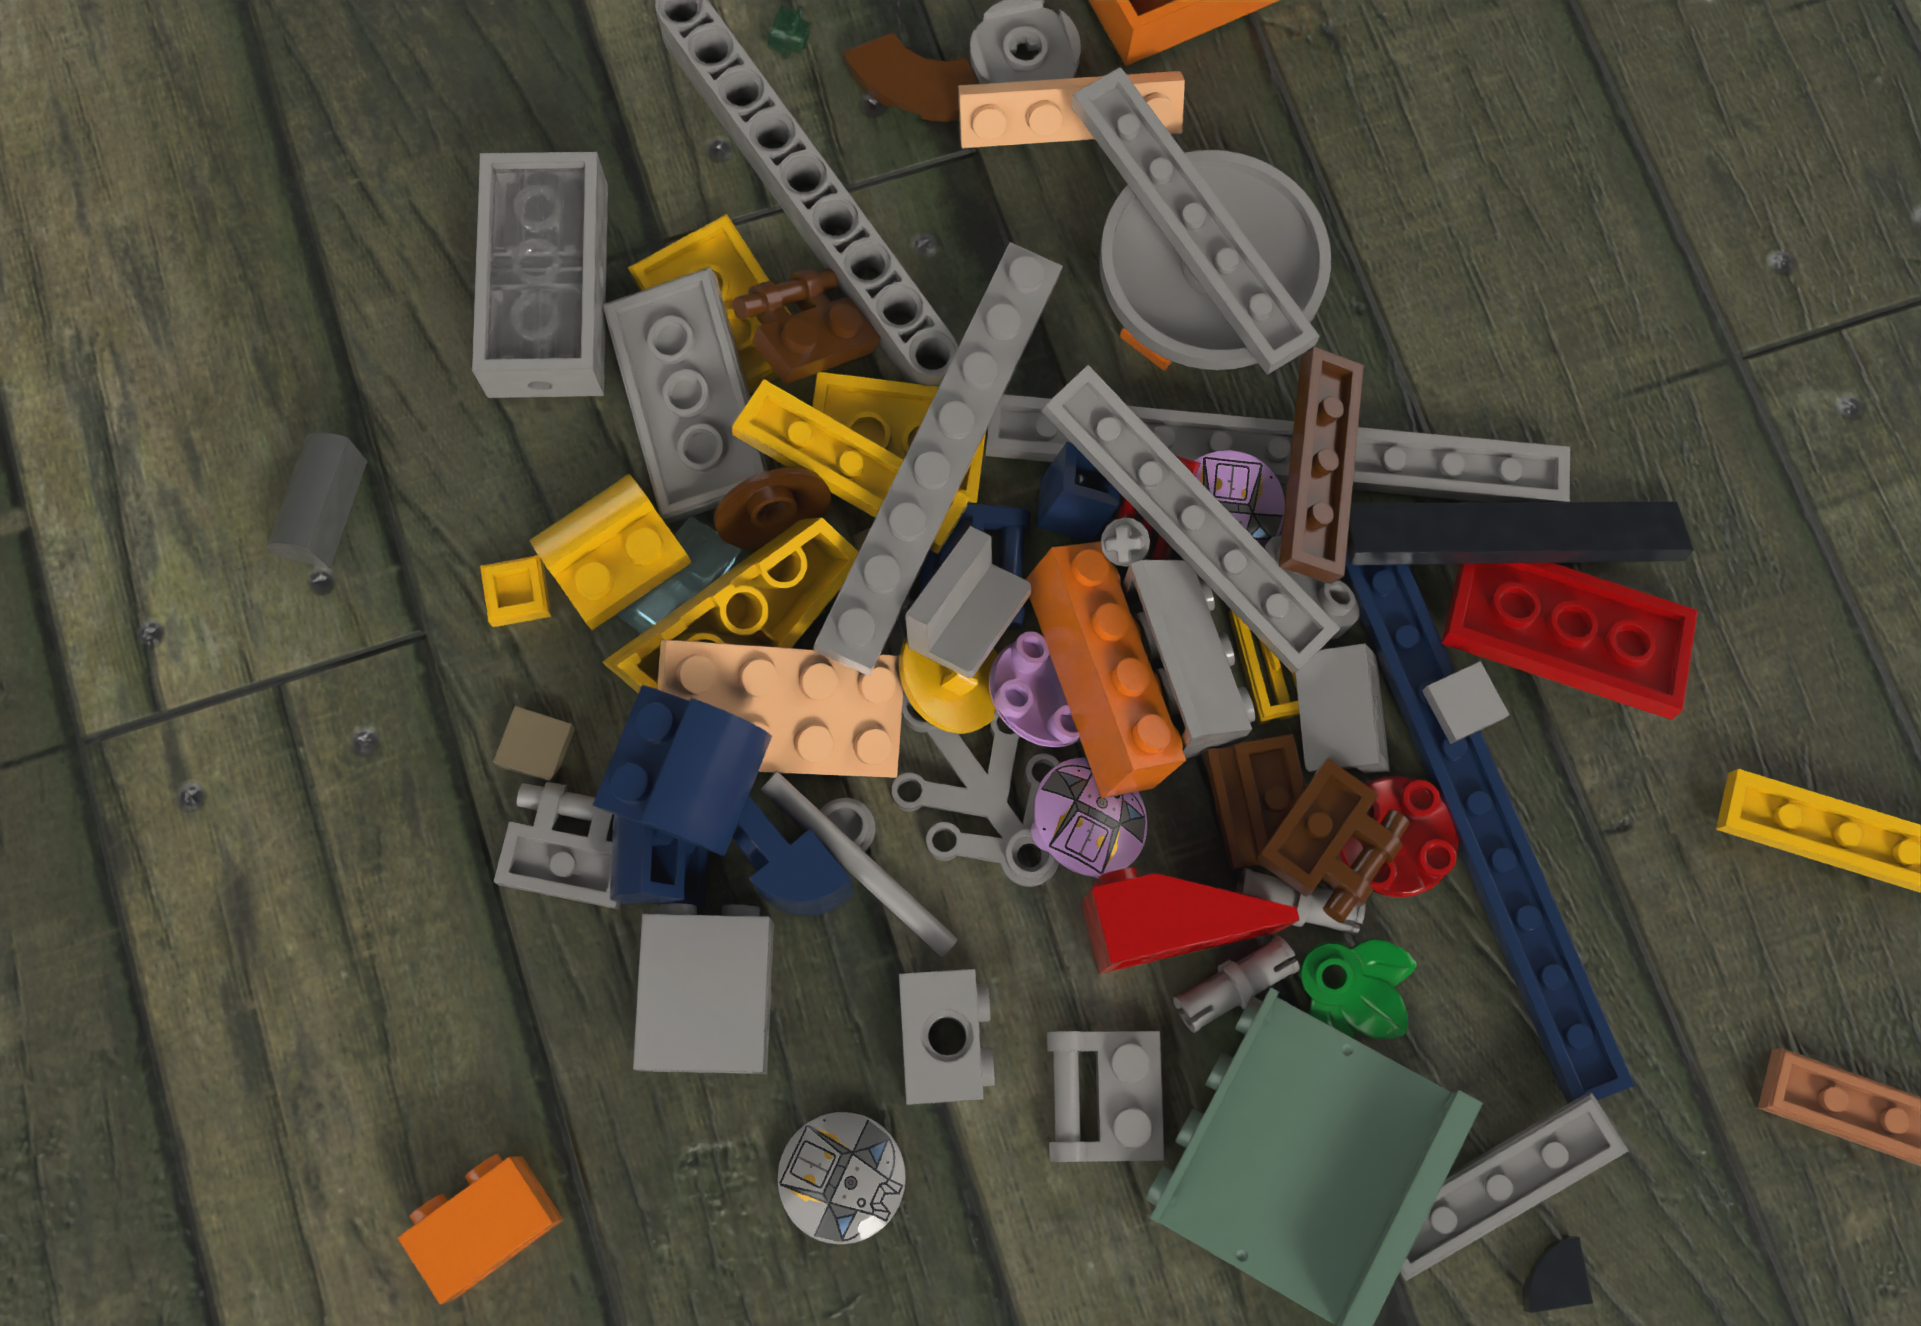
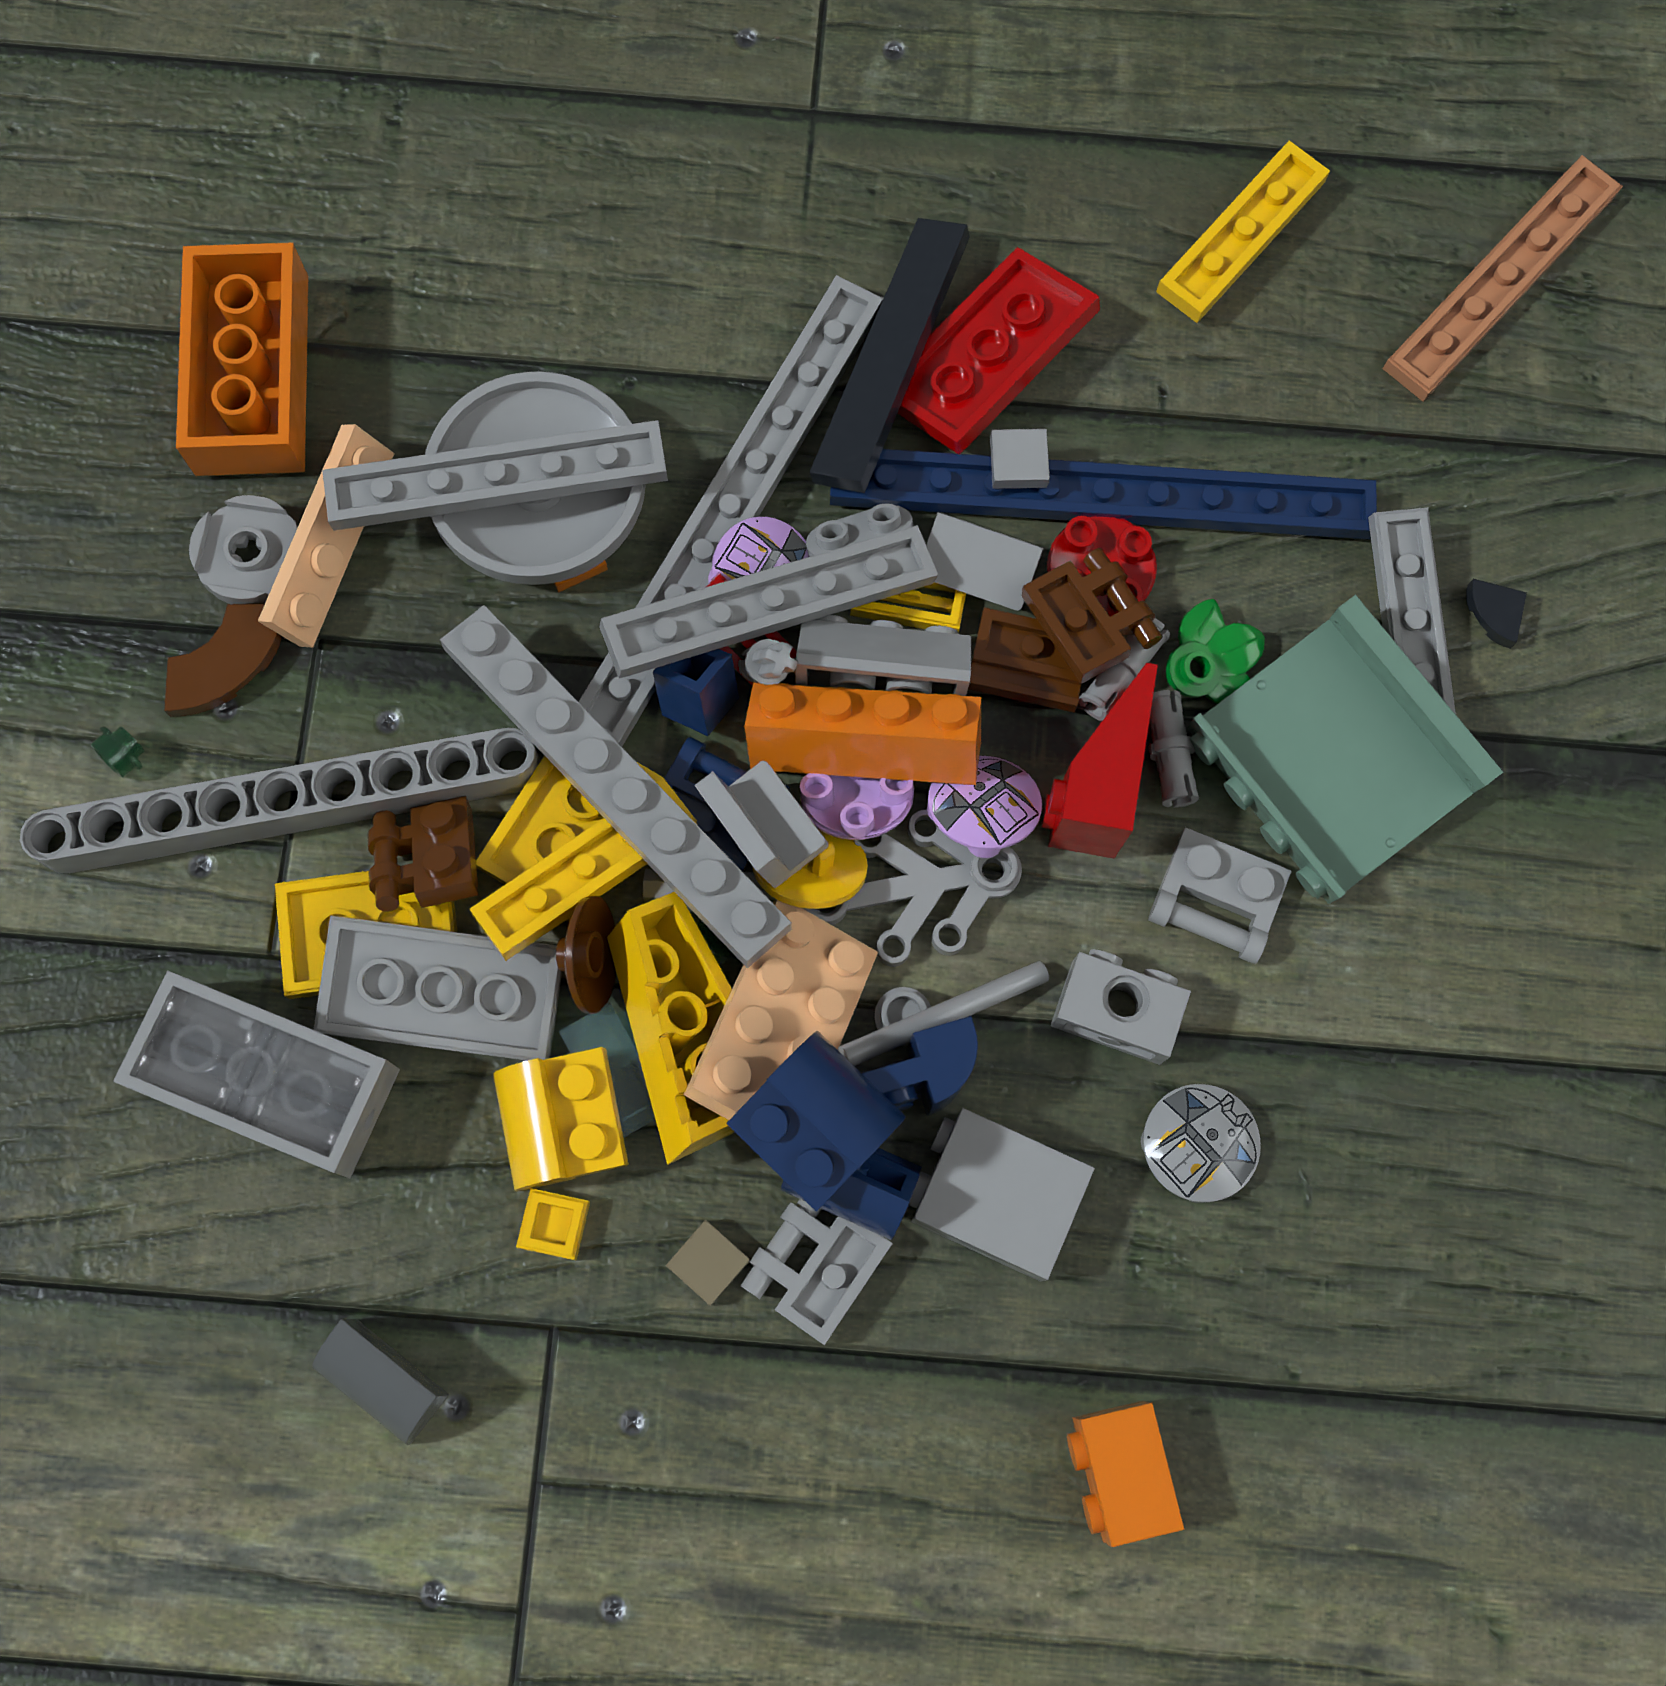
camera: 65 degrees left, 0 degrees up
(1321, 466) = (769, 473): reddish brown plate -> none

